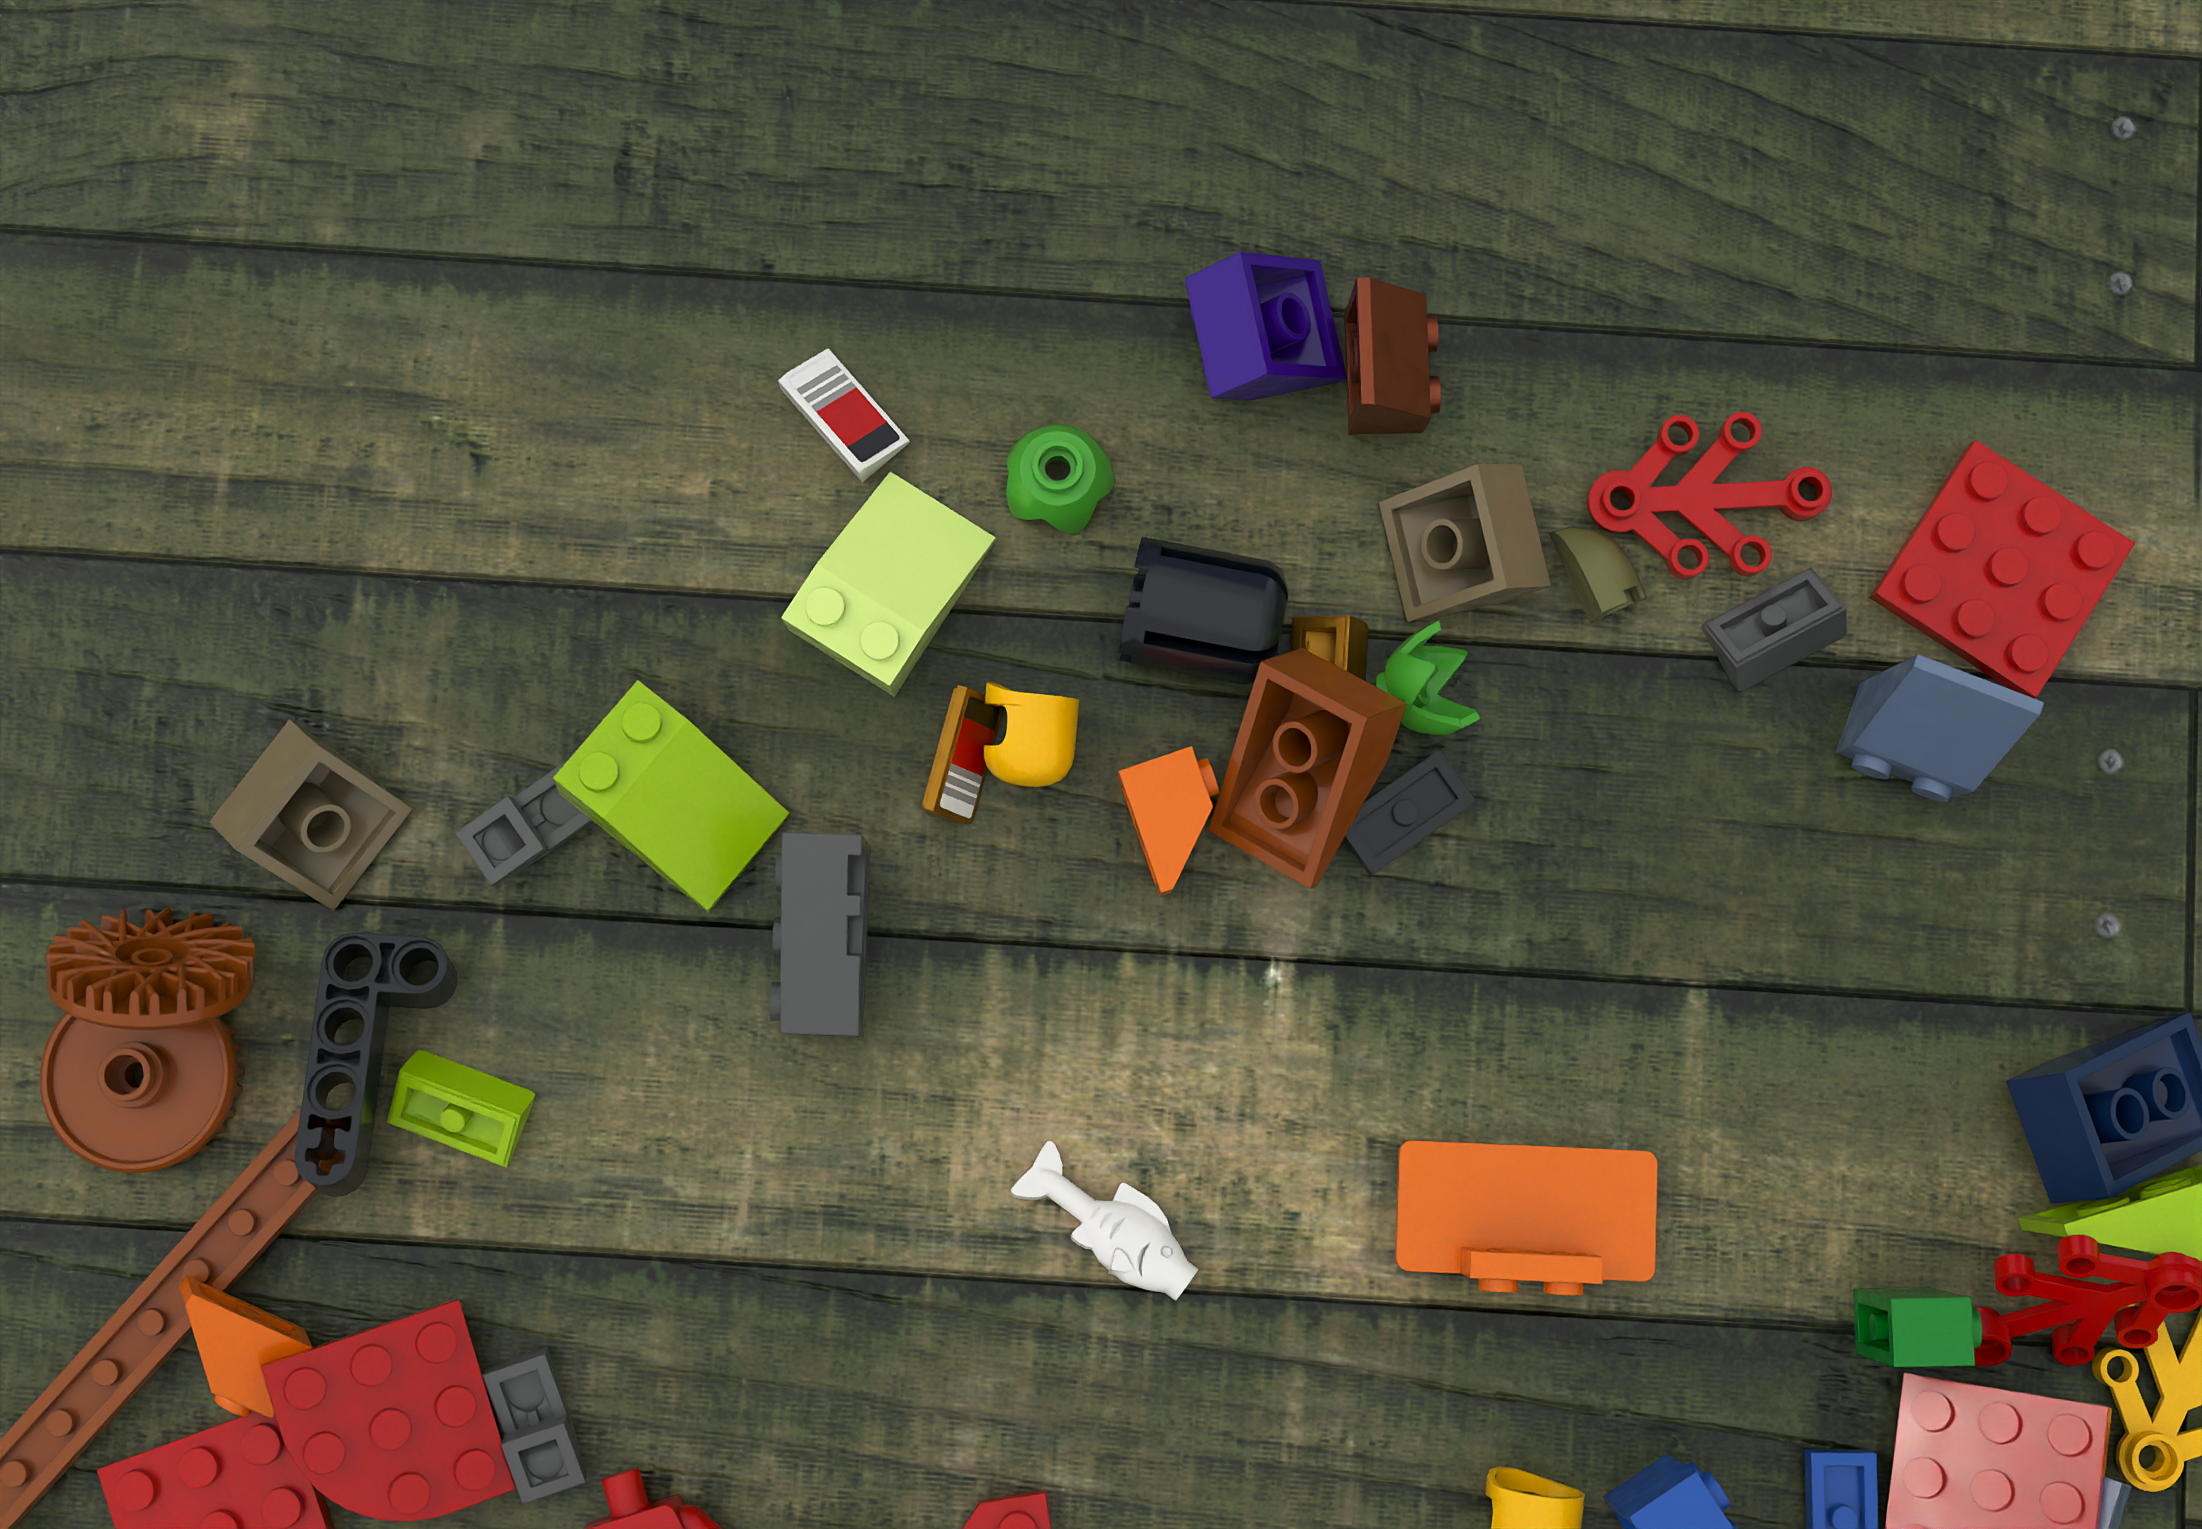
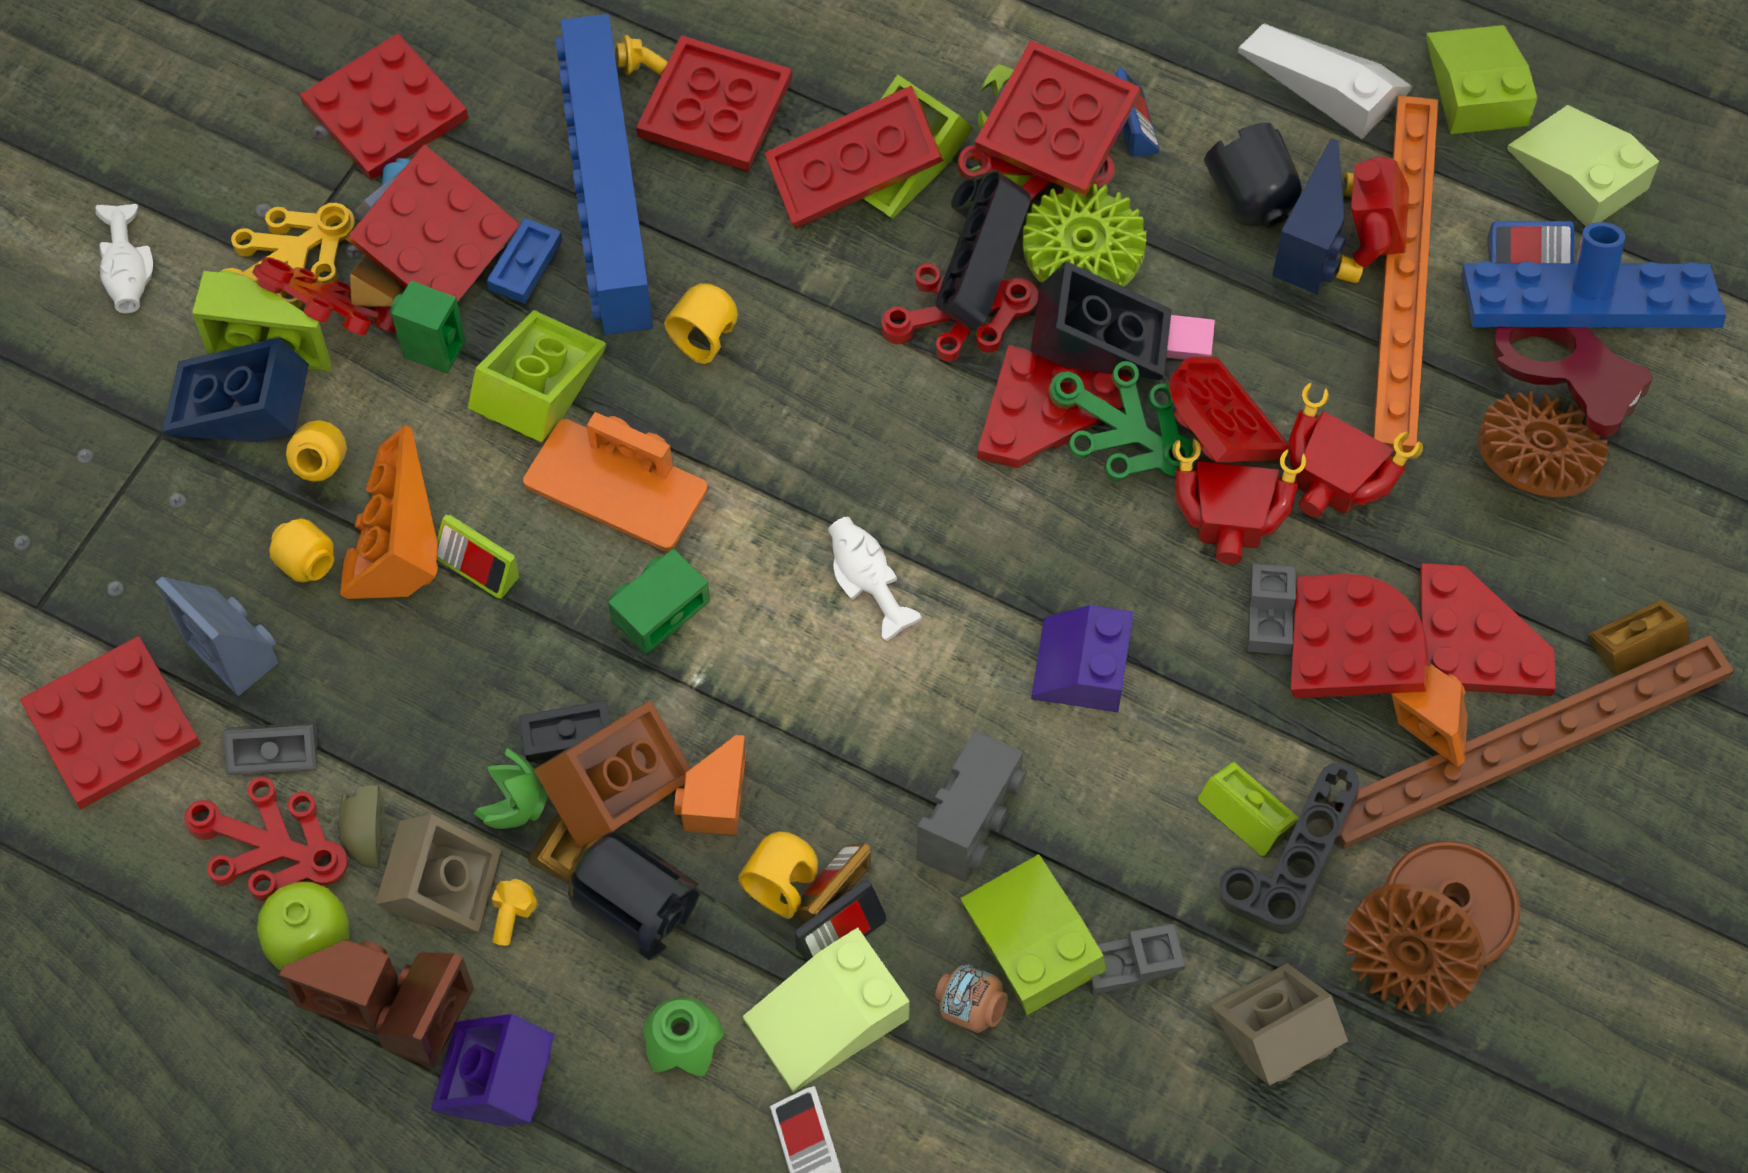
camera: 150 degrees left, 20 degrees down
(714, 675) = (971, 998): none -> head
(762, 1226) = (1083, 657): none -> dark purple slope
(923, 702) = (853, 910): none -> slope
(1351, 551) = (512, 899): none -> yellow plate
(1378, 1052) = (658, 600): none -> green brick
(1493, 334) = (344, 983): none -> copper slope
(1597, 407) = (300, 922): none -> lime cylinder
(1657, 1009) = (476, 557): none -> slope
(1725, 1333) = (534, 375): none -> lime slope
(1778, 987) = (397, 529): none -> orange wedge
(1894, 909) = (301, 550): none -> yellow head
(1960, 1065) = (316, 450): none -> yellow head
(2028, 1354) = (372, 285): none -> pearl gold slope

